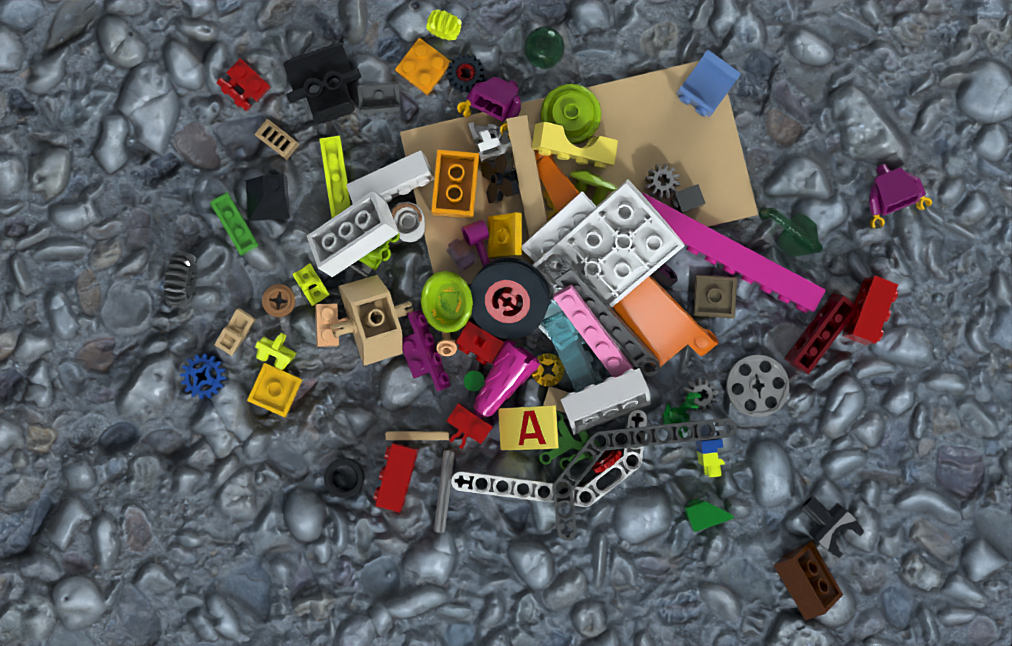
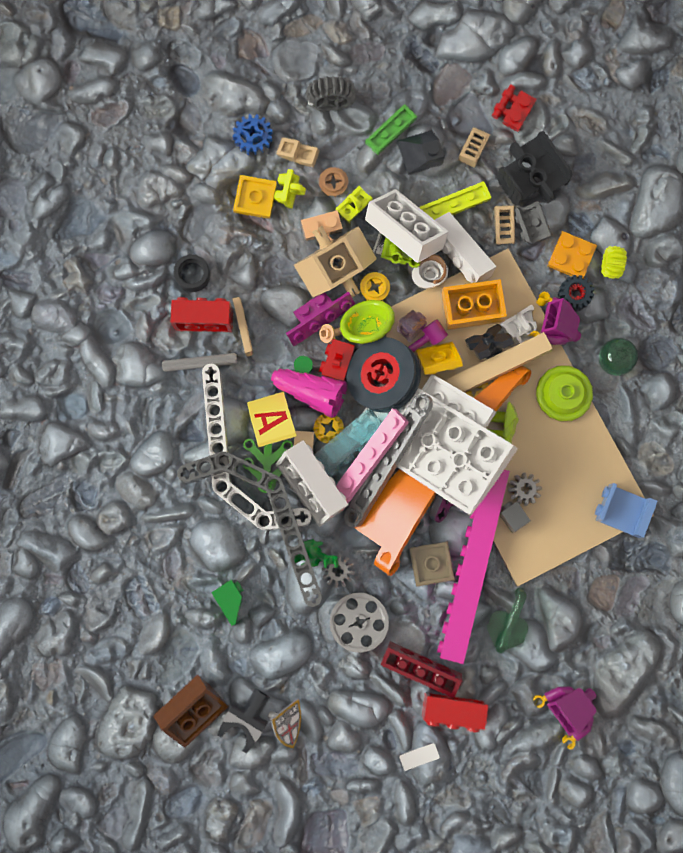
camera: 85 degrees right, 5 degrees down
(361, 134) = (510, 209): none -> tan slope
(398, 279) = (376, 278): none -> yellow gear
(469, 424) = (263, 368): red brick -> none
(486, 141) = (518, 323): white tile -> none
(551, 139) = (535, 376): light yellow arch -> none
(606, 460) = (258, 497): red gear -> none
(708, 456) = (282, 589): hips -> none
(844, 484) = (287, 724): none -> shield
(904, 357) = (419, 756): none -> white sticker

